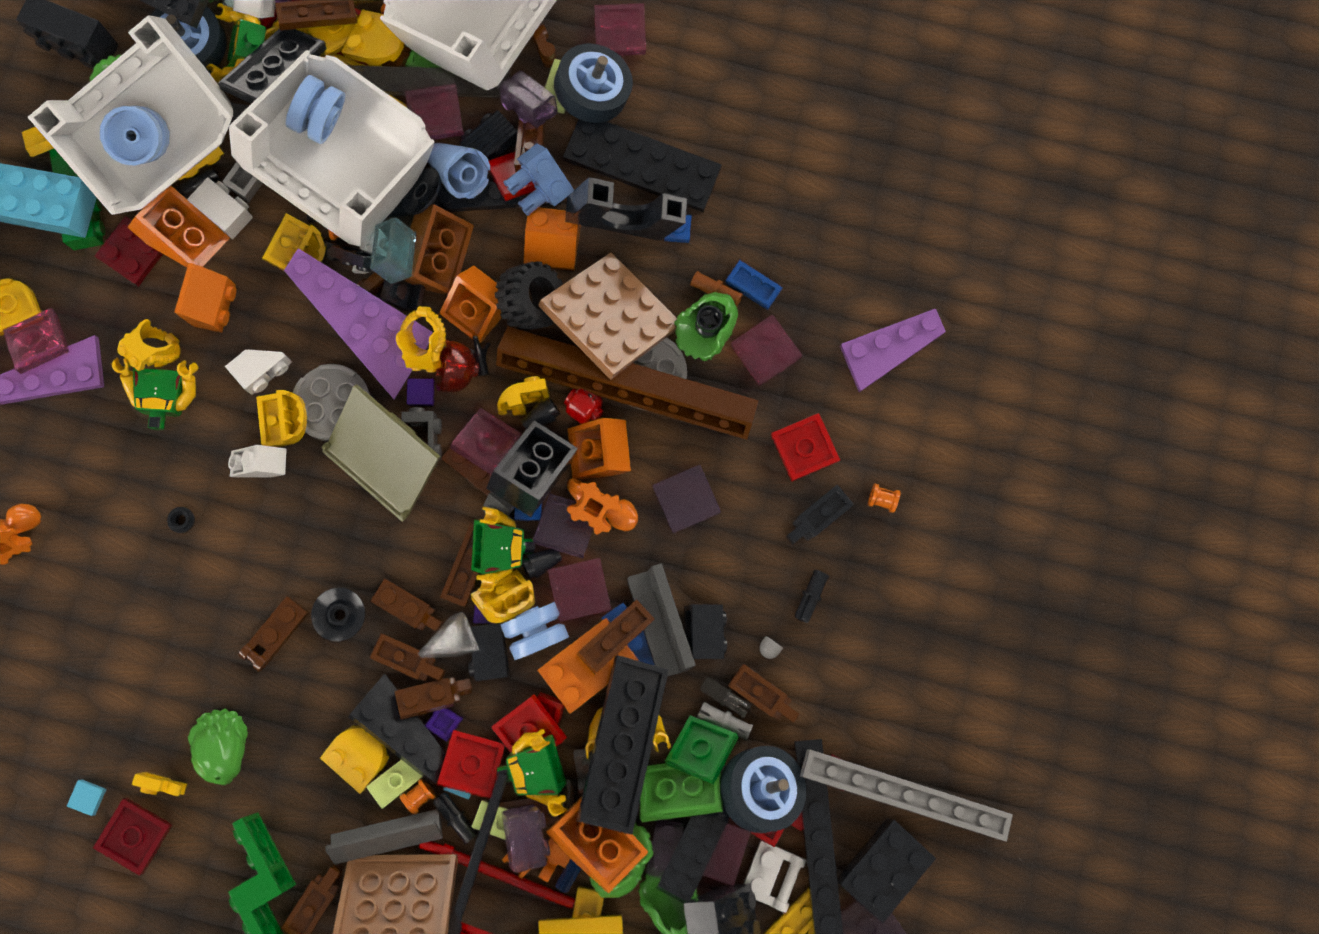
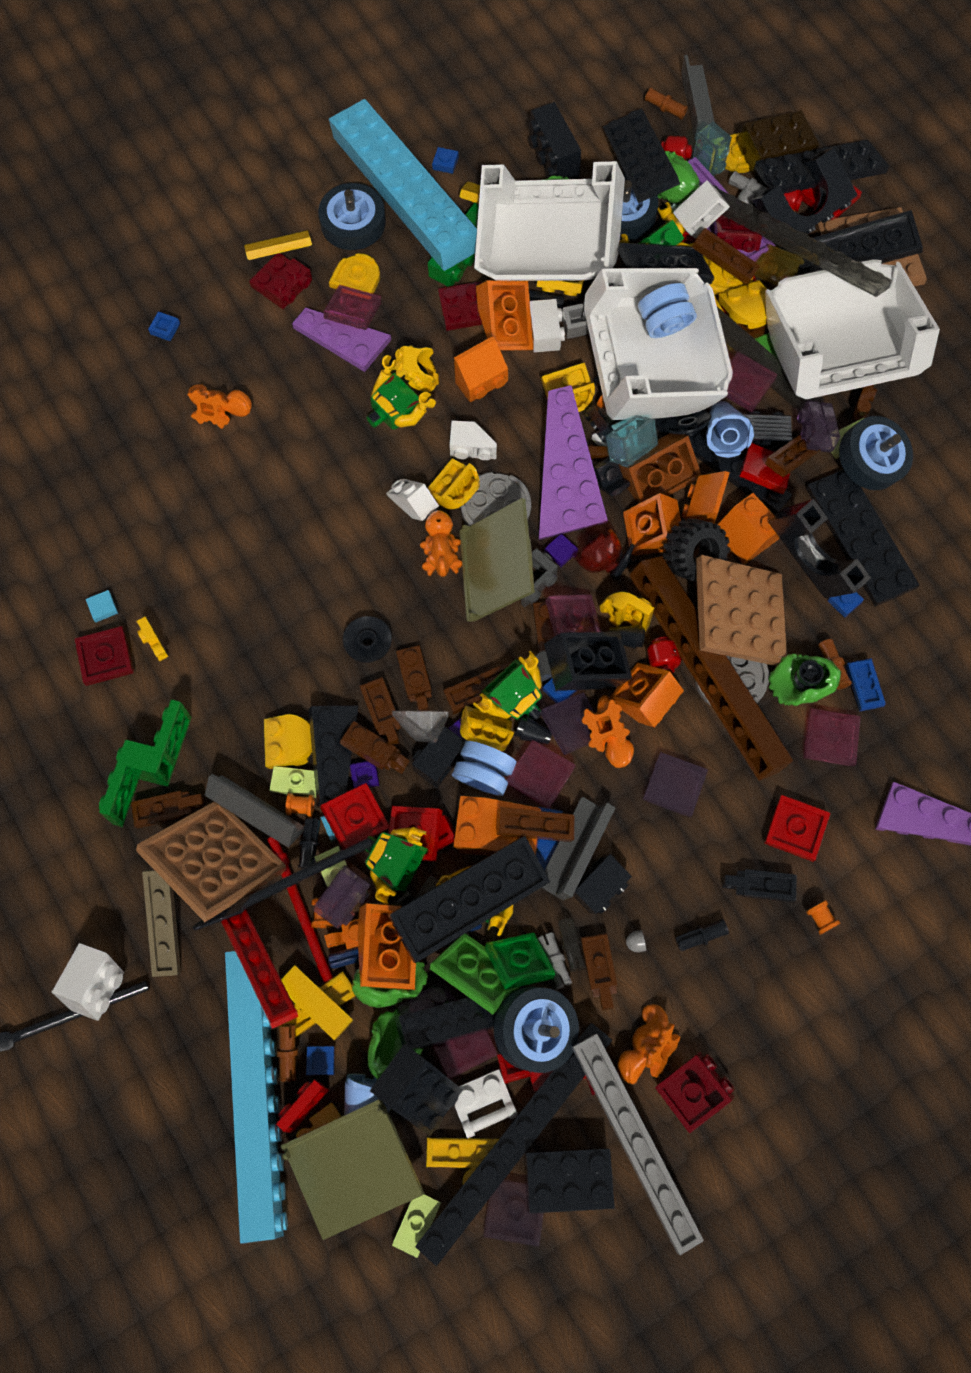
camera: 50 degrees right, 10 degrees down
(130, 149) = (536, 233): light blue wheel -> none
(174, 516) = (329, 485): black plate -> none
(218, 746) = (210, 650): bright green piece -> none
(274, 633) = (315, 614): reddish brown plate -> none
(320, 480) = (440, 545): none -> orange animal
(412, 354) = (579, 517): yellow piece -> none
(497, 244) = (706, 497): none -> orange slope
(545, 174) = (784, 478): medium blue brick -> none
(621, 28) = (931, 437): clear pink plate -> none
(851, 714) = (651, 1046): none -> orange animal
(912, 715) = (696, 1091): none -> dark red plate

